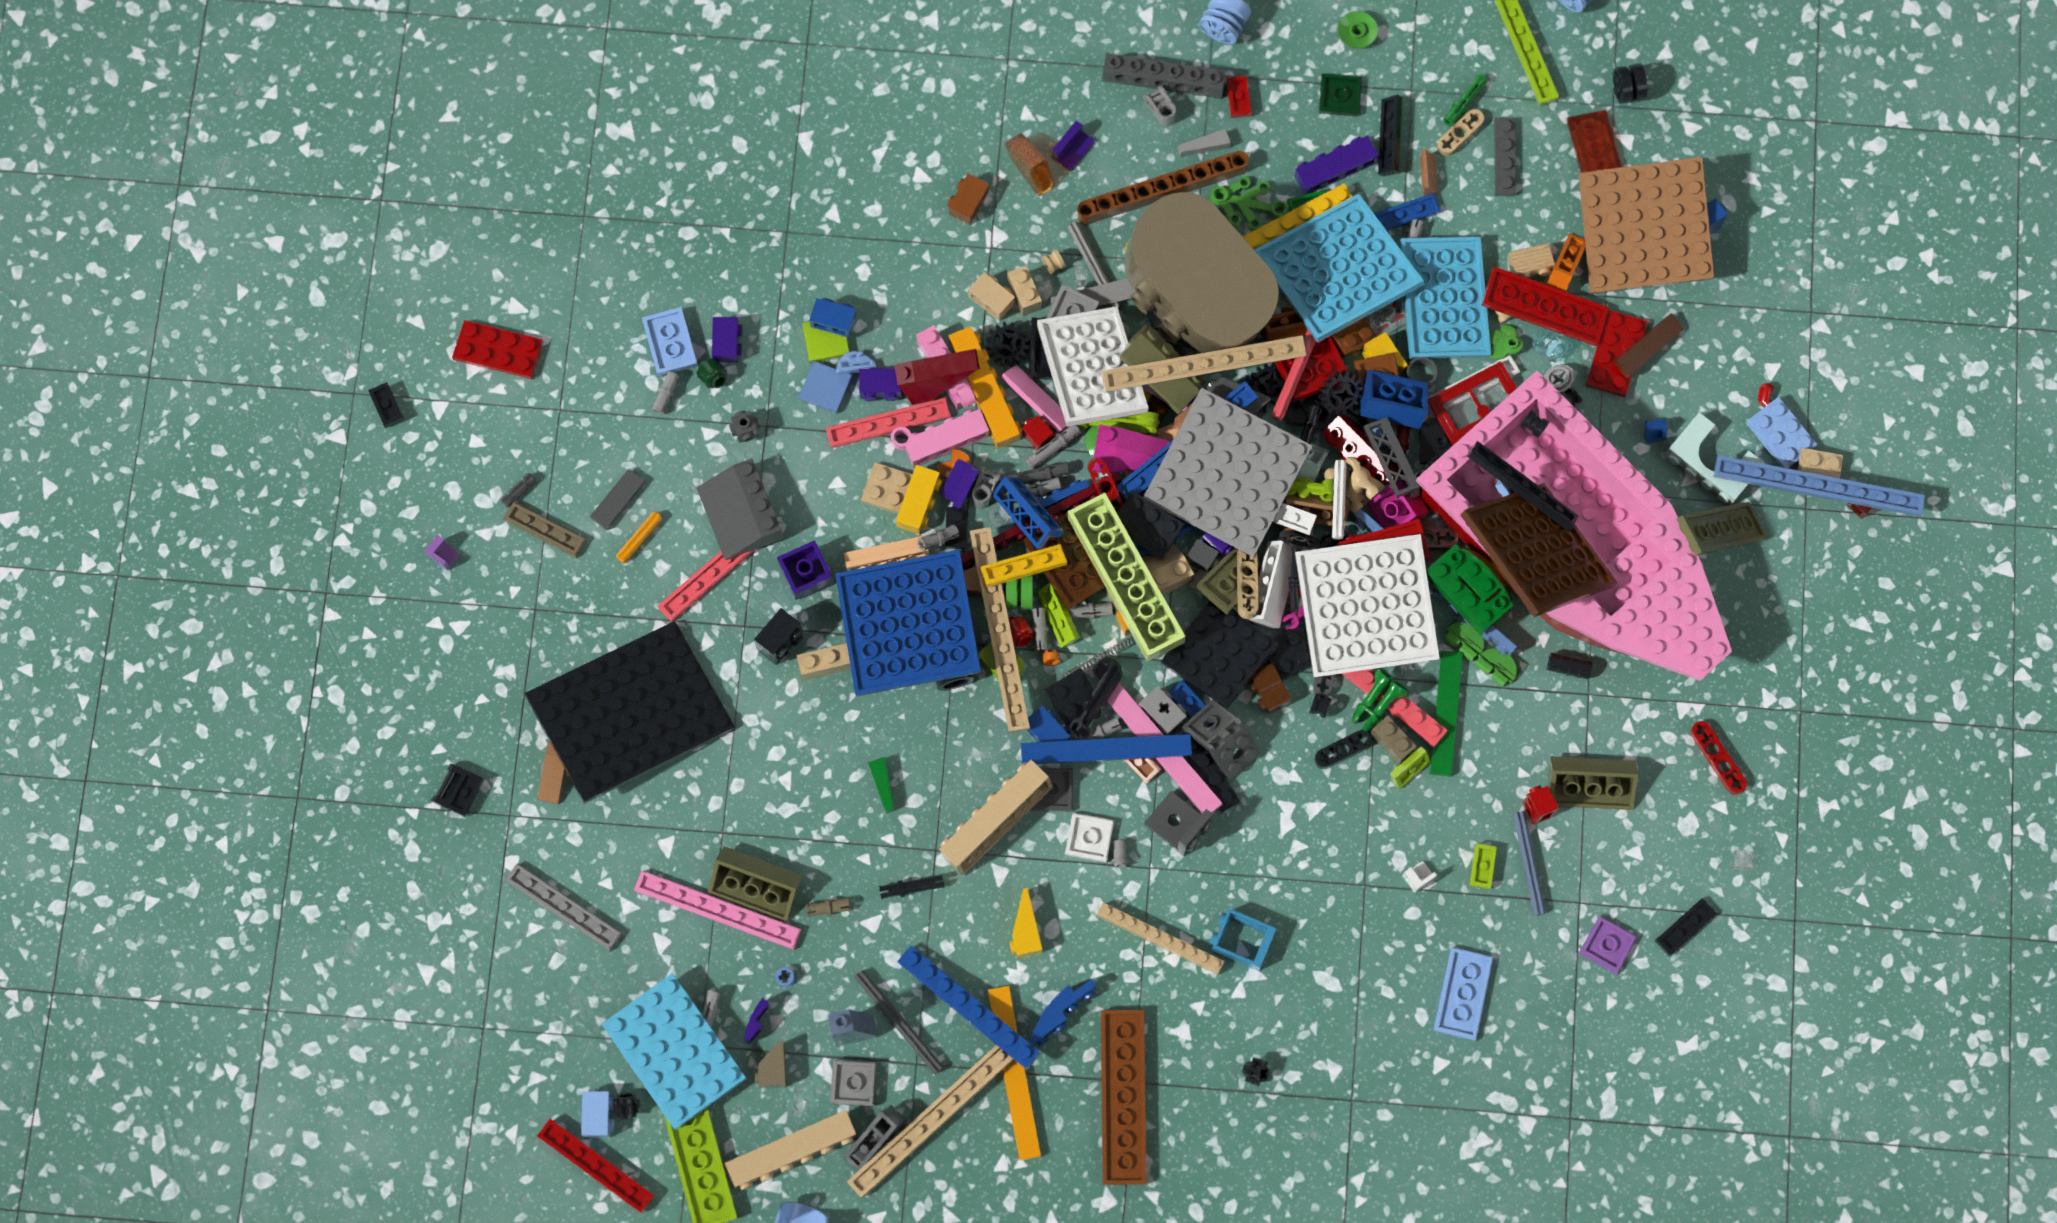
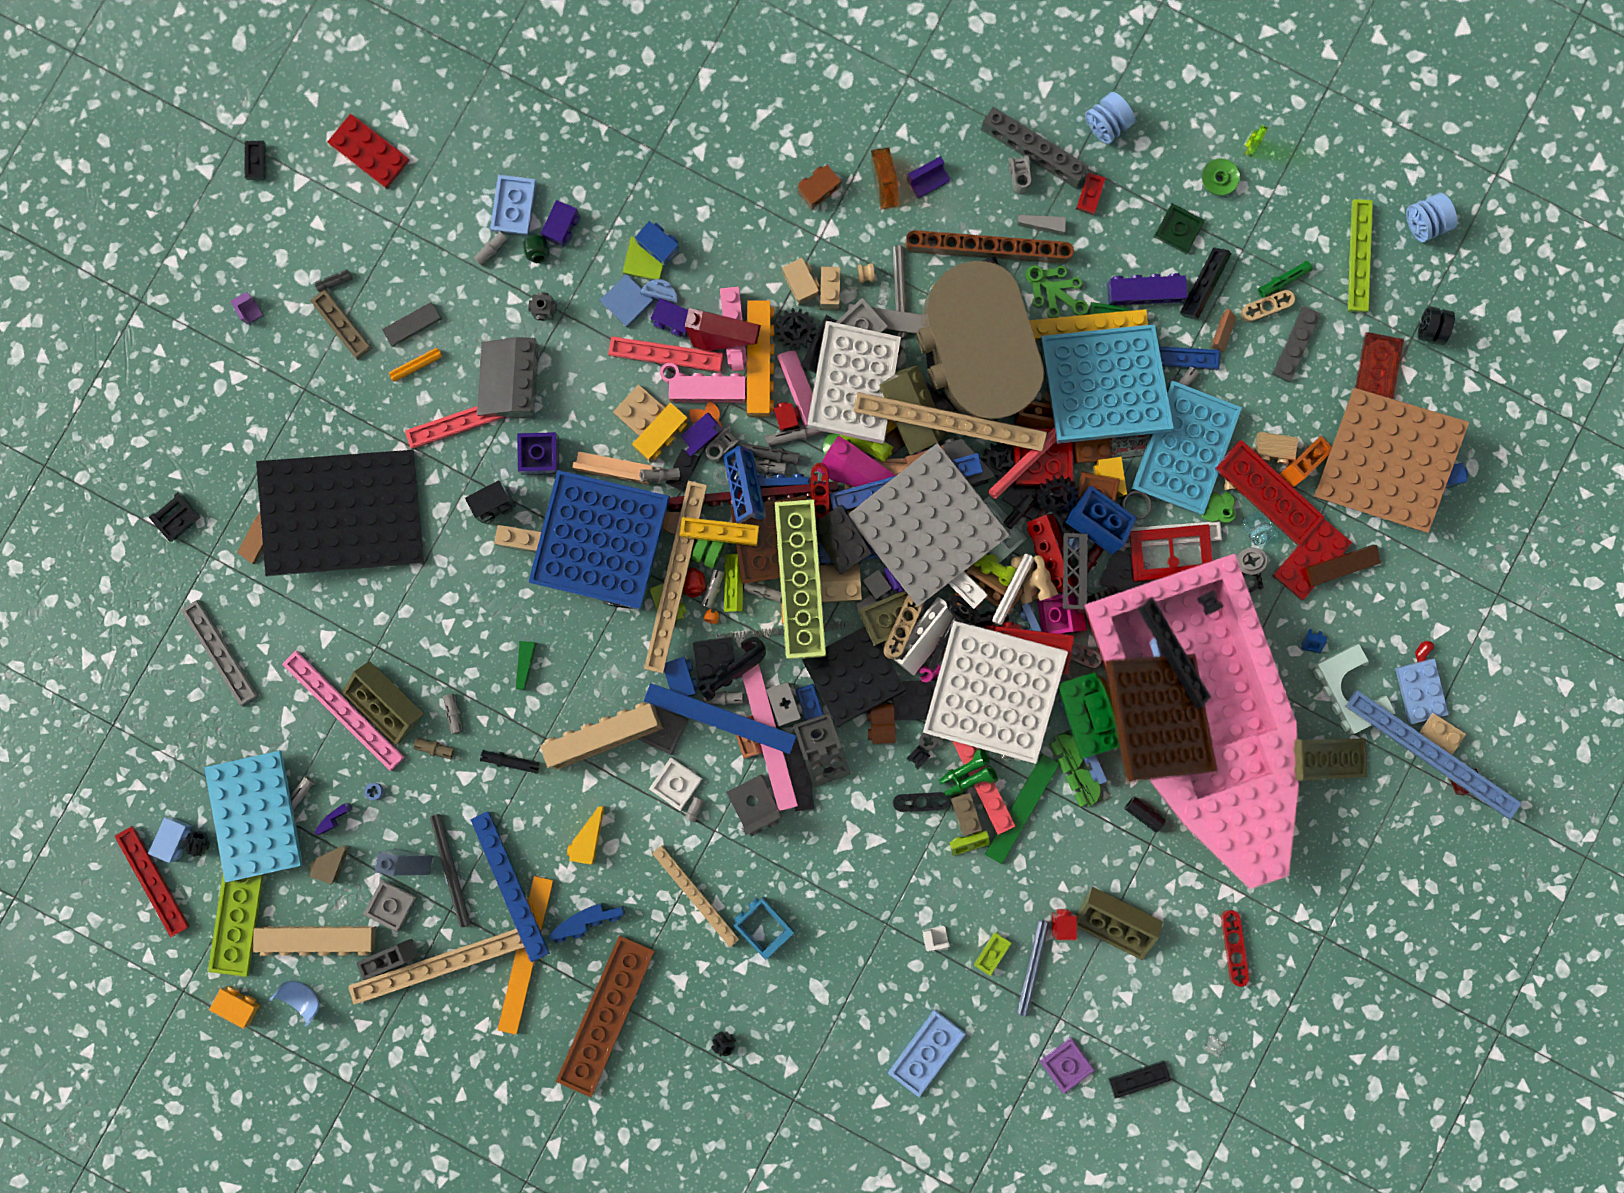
camera: 25 degrees right, 10 degrees up
(831, 864) = (452, 713): none -> light grey pin

